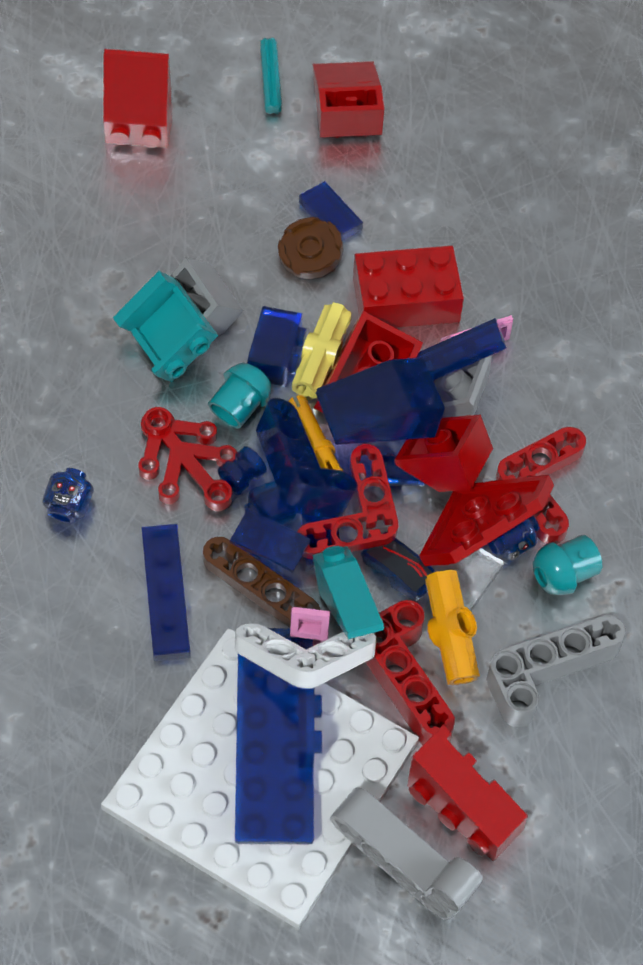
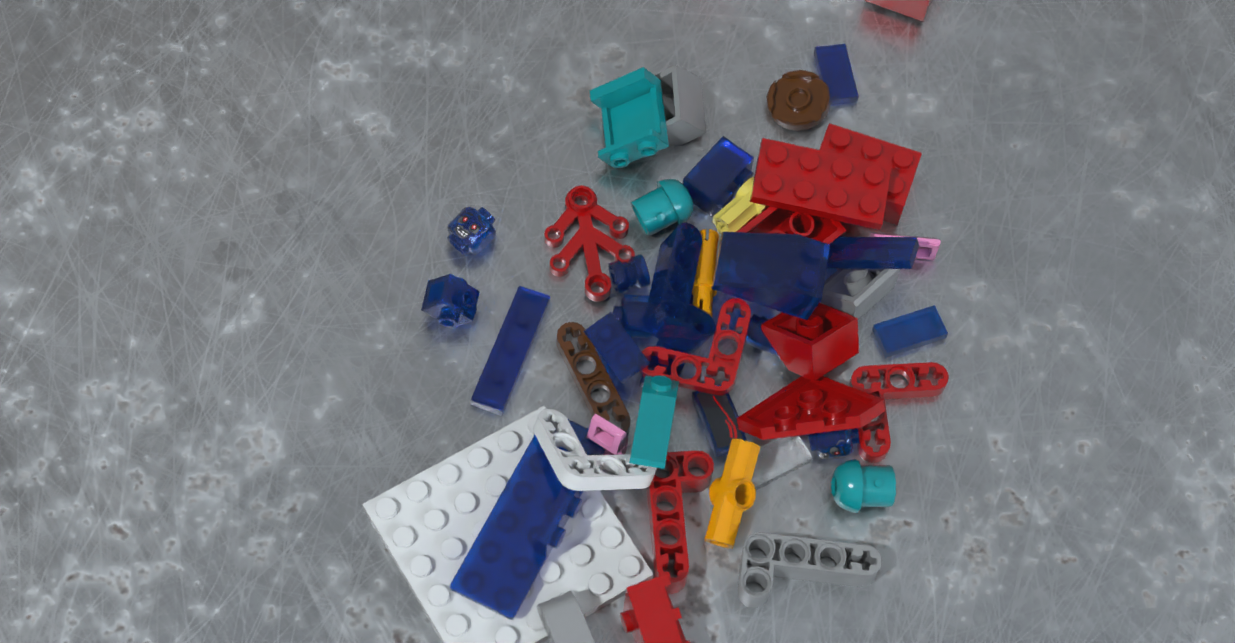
camera: 25 degrees right, 5 degrees up
(84, 569) = (450, 300): none -> clear blue brick
(380, 308) = (821, 183): none -> red plate
(525, 410) = (909, 331): none -> clear blue tile

